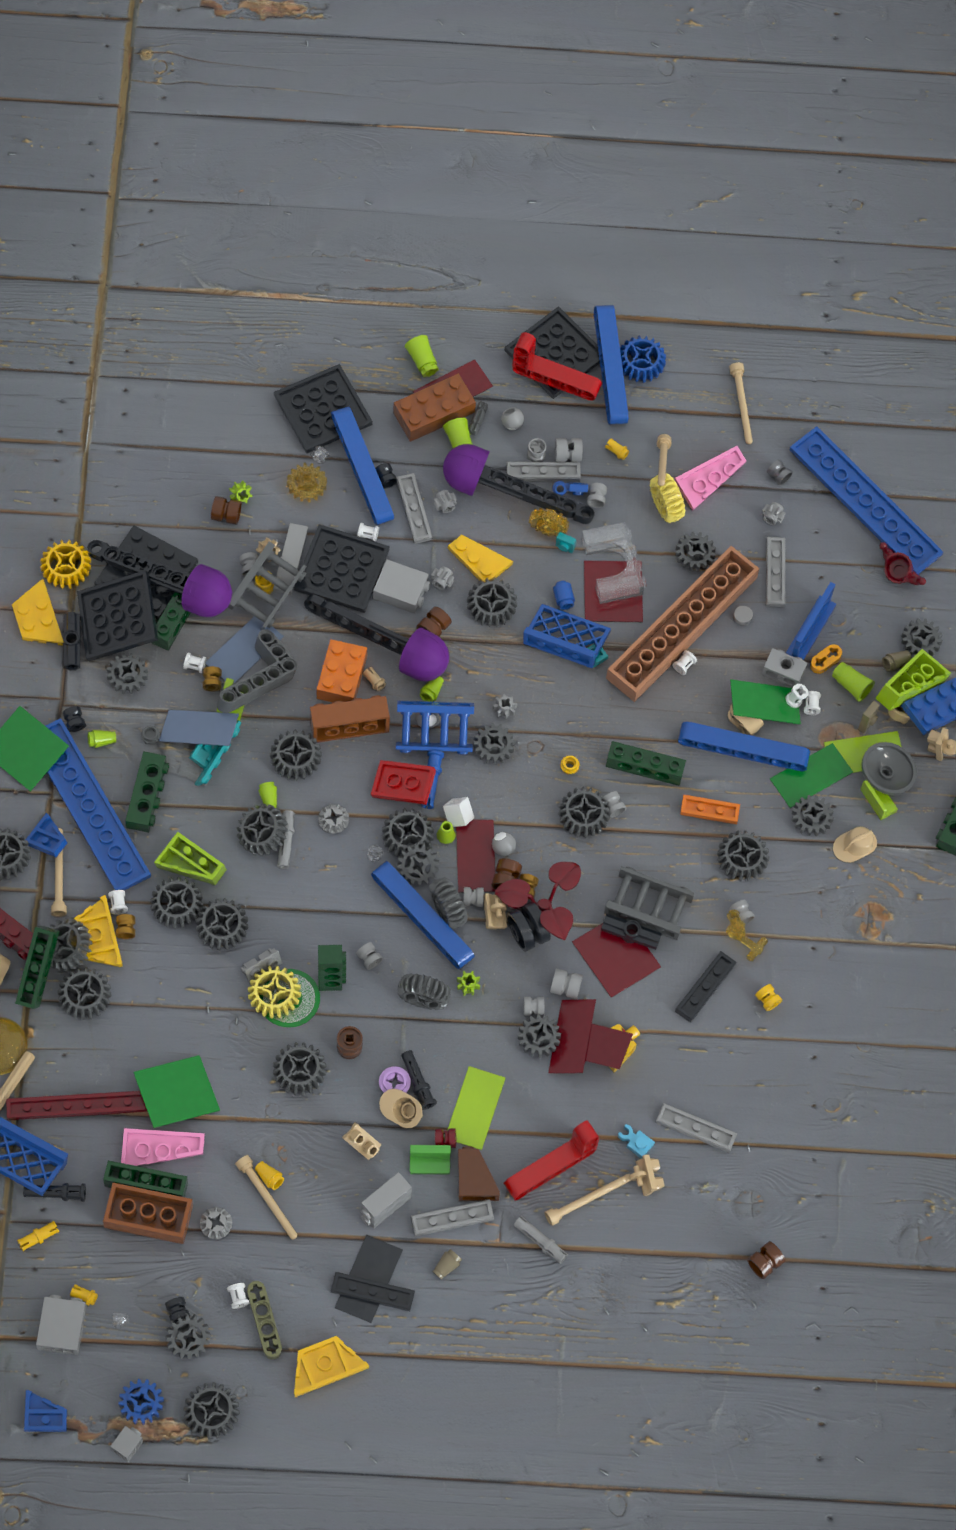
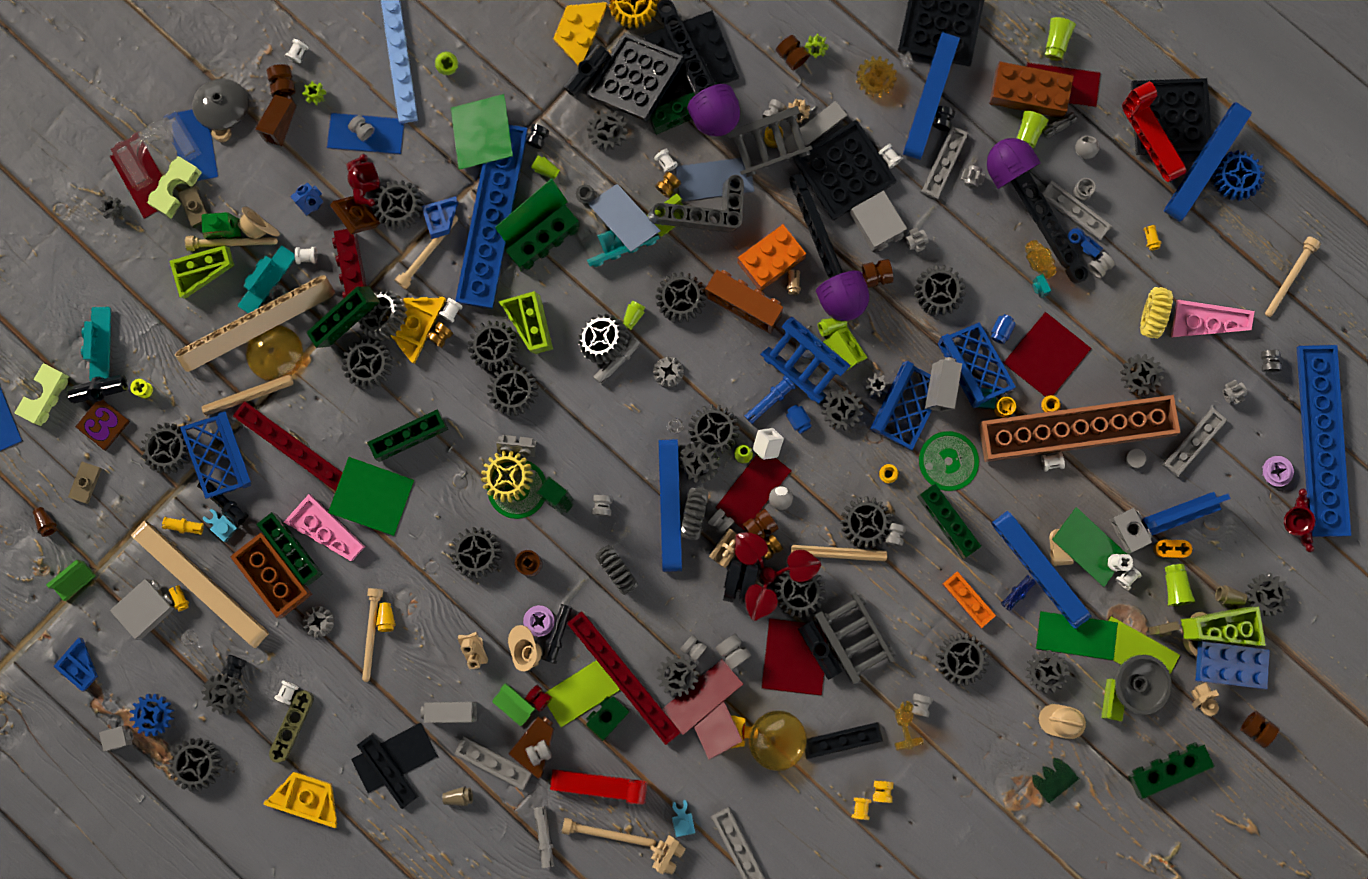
camera: 50 degrees right, 15 degrees up
(71, 1212) = (221, 526): none -> medium azure plate
(92, 1269) = (200, 584): none -> tan beam
(122, 778) = (531, 213): none -> green piece
(167, 1020) = (407, 435): none -> dark green brick
(403, 782) = (744, 386): red plate -> none
(453, 693) = (846, 346): none -> lime panel
(464, 980) = (657, 594): lime gear -> none
(466, 775) = (799, 418): none -> blue brick
(479, 559) = (960, 246): yellow wing -> none
(484, 1170) = (543, 750): none -> light grey wheel
(498, 1071) = (623, 678): none -> dark red plate
(512, 1121) = (618, 713): none -> dark green brick
(525, 709) = (891, 402): none -> blue fence
(556, 665) = (943, 385): none -> light grey brick
(562, 451) = (1105, 204): light grey wheel -> none
(570, 899) = (785, 601): none -> dark grey gear
(590, 846) = (843, 553): none -> tan axle
(606, 720) = (949, 460): none -> green piece
(615, 539) = (1085, 315): clear arch -> none
(615, 645) = (1008, 406): none -> yellow wheel
(645, 619) = (1052, 399): none -> yellow plate
(663, 443) = (1195, 262): tan piece -> none
(663, 1014) = (789, 741): none -> clear yellow dish
(742, 776) = (1018, 593): none -> clear blue pin
(763, 1023) = (861, 808): none -> yellow bush
(850, 540) = (1281, 463): none -> lavender gear
(888, 891) = (1055, 781): none -> clear green plate

